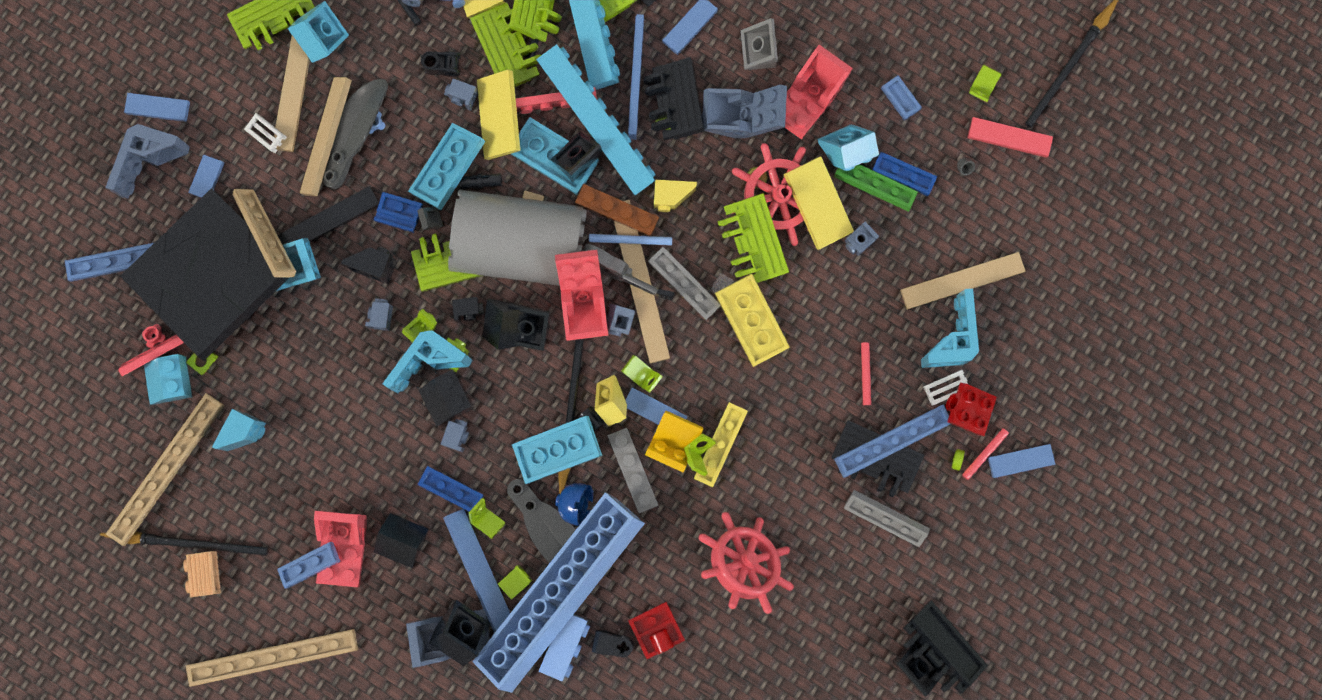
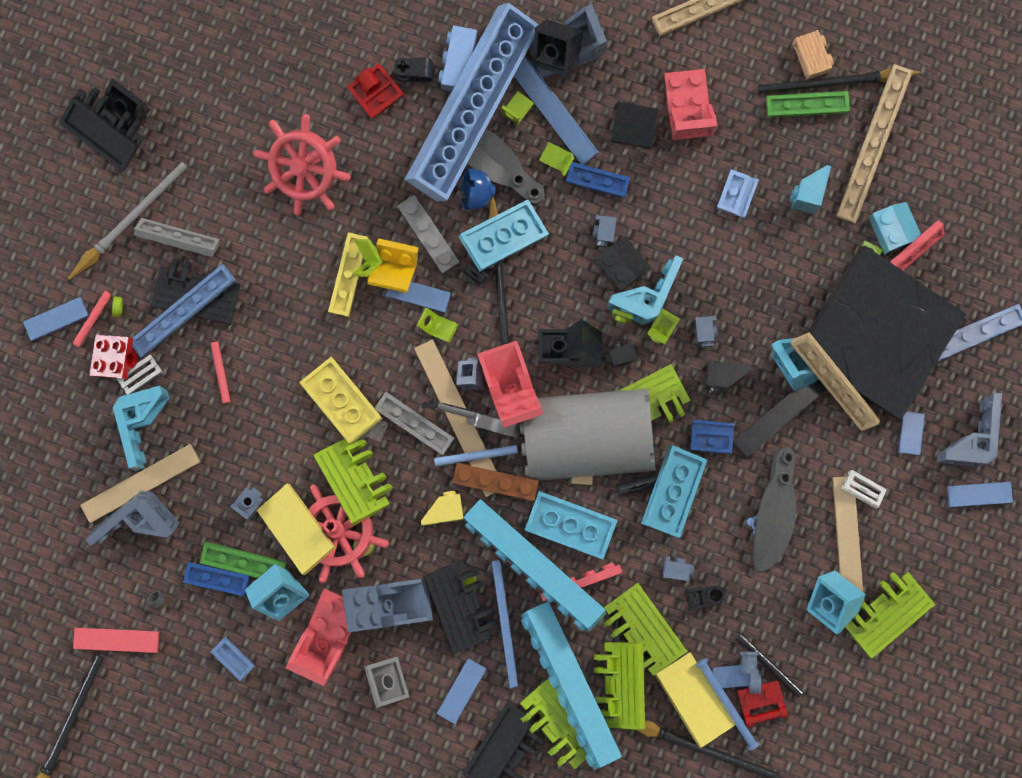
camera: 170 degrees right, 0 degrees up
(148, 335) = (926, 267): coral plate -> none
(221, 524) = (807, 104): none -> bright green plate
(308, 565) = (715, 82): medium blue tile -> none
(314, 446) = (737, 194): none -> light blue plate
(325, 136) = (802, 498): tan tile -> none
(430, 218) = (678, 436): dark grey plate -> none
(498, 114) = (634, 554): light yellow tile -> none
(577, 156) = (547, 527): black slope -> none
(610, 401) = (462, 292): light yellow slope -> none
(954, 242) = (142, 513): none -> sand blue bracket
(976, 517) = (91, 256): none -> light grey piece
(984, 83) = (151, 688): lime bracket -> none

